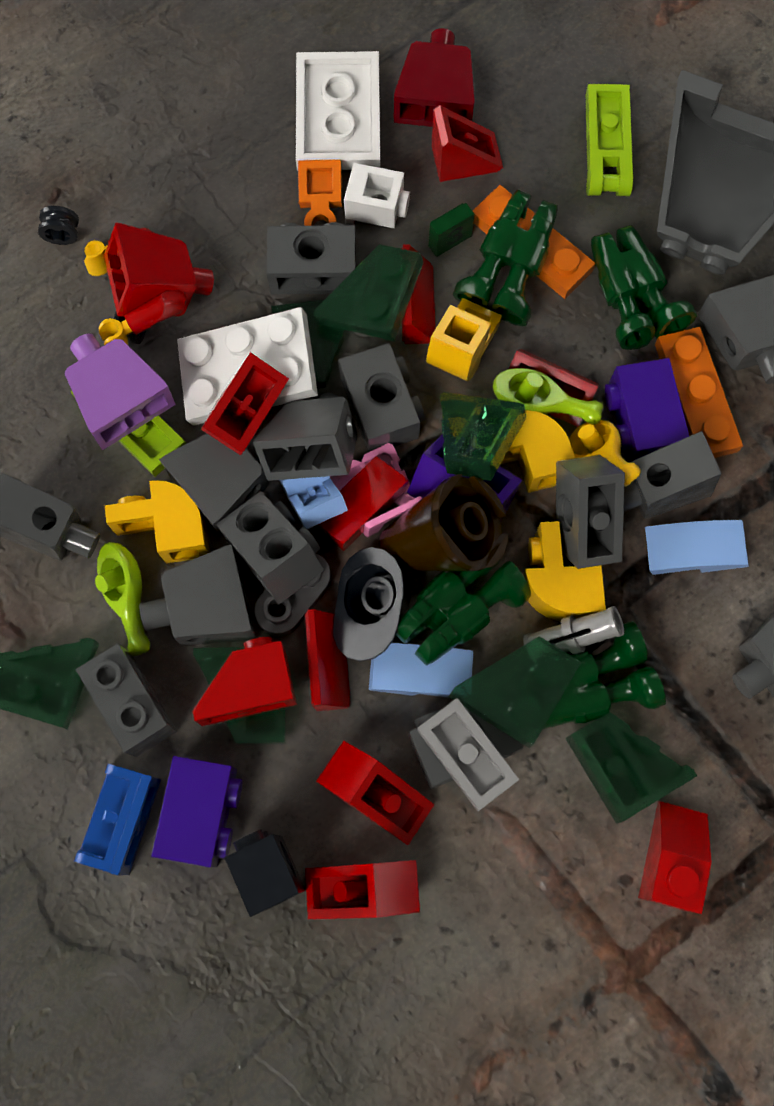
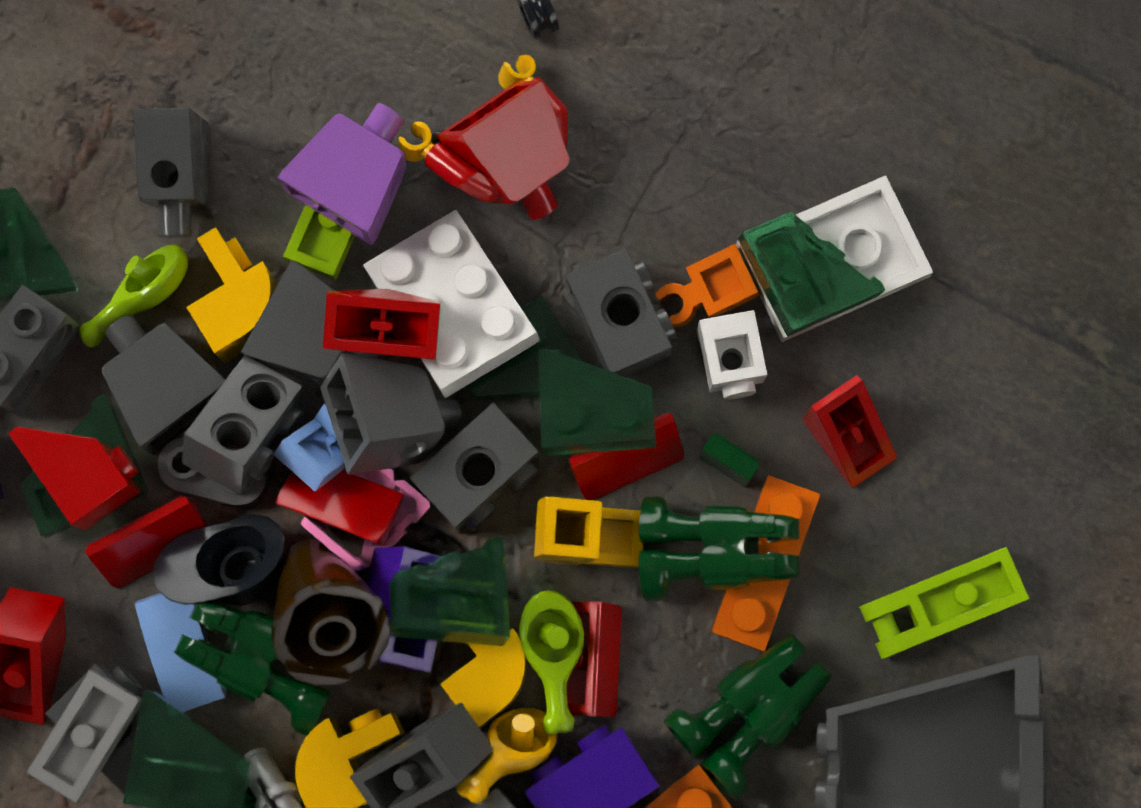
camera: 70 degrees right, 5 degrees up
(341, 122) = (803, 273): none -> clear green wing
(434, 76) = (923, 359): dark red torso -> none

